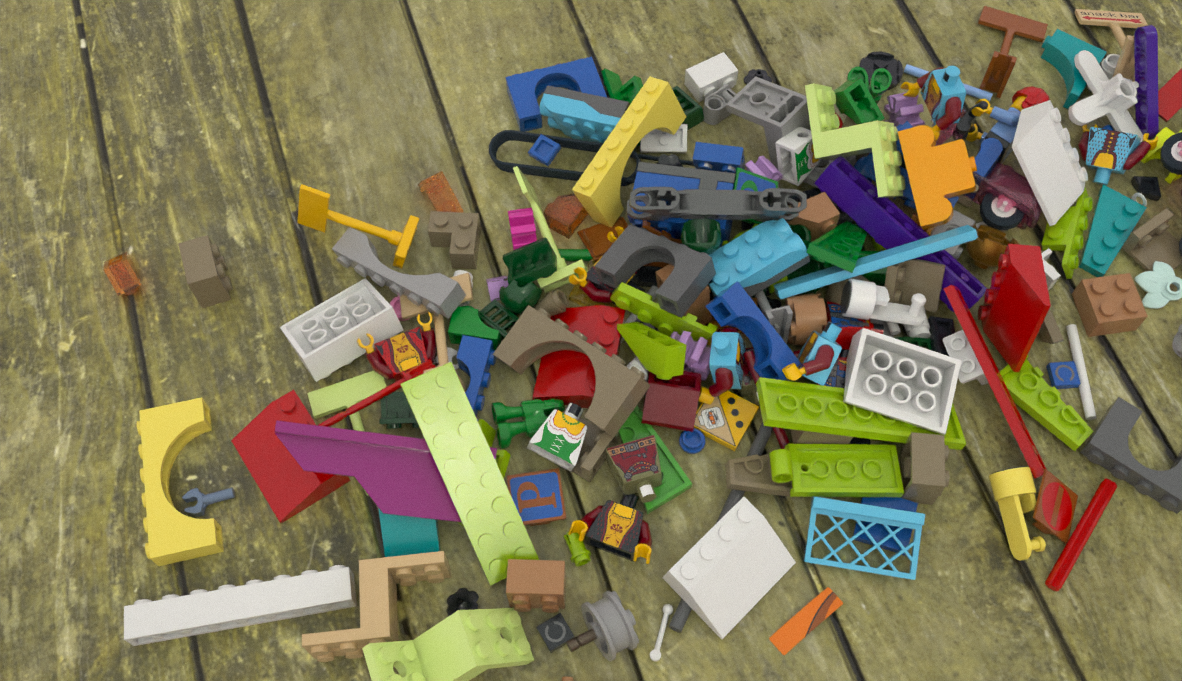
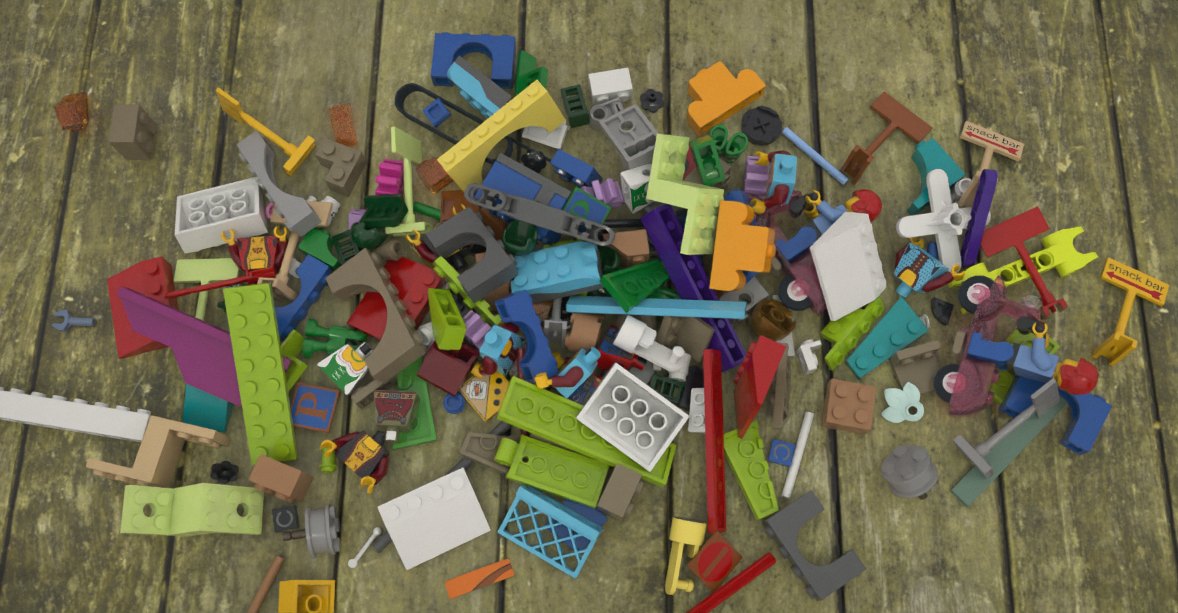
camera: 20 degrees right, 10 degrees up
(163, 435) = (55, 260): light yellow arch -> none
(826, 52) = (720, 95): none -> light orange brick

